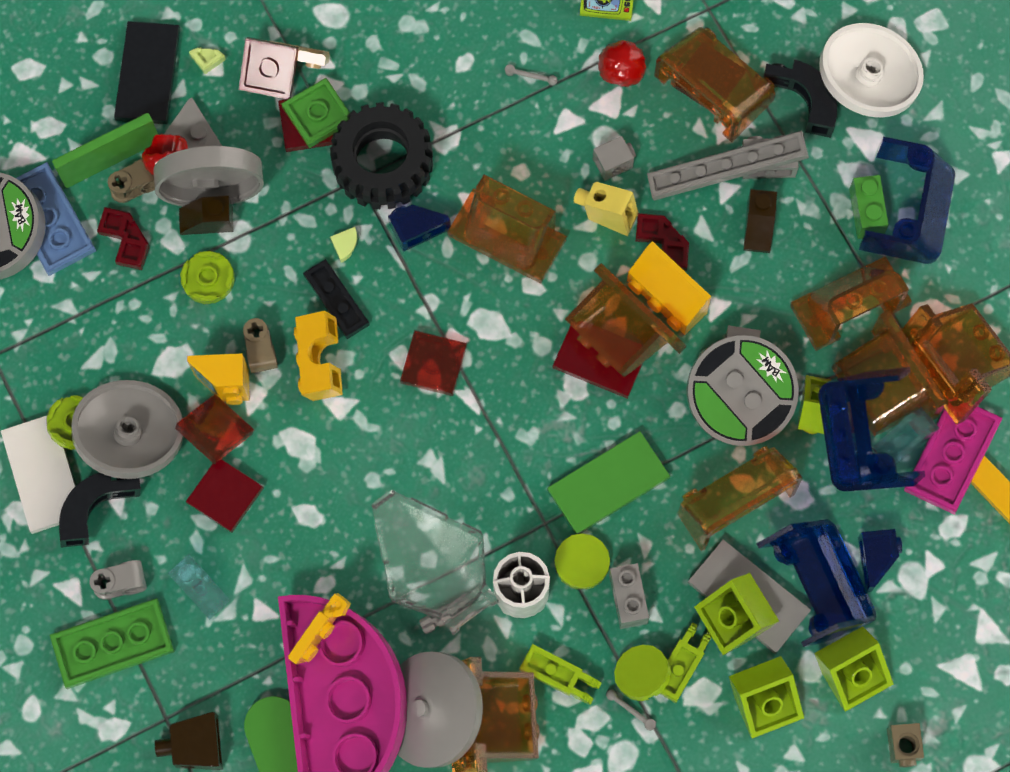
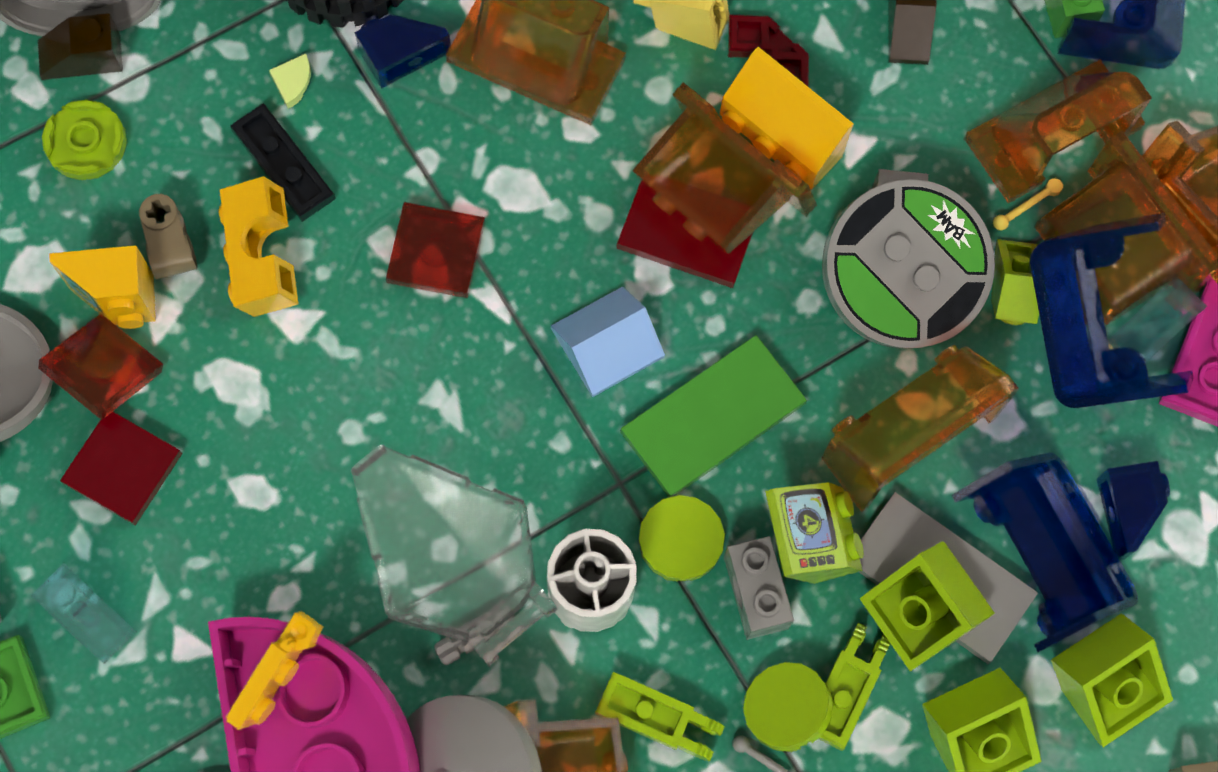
camera: 10 degrees left, 0 degrees up
(543, 429) = (609, 340): none -> light blue slope
(667, 562) = (815, 531): none -> lime slope
(846, 342) = (1052, 188): none -> light yellow hinge

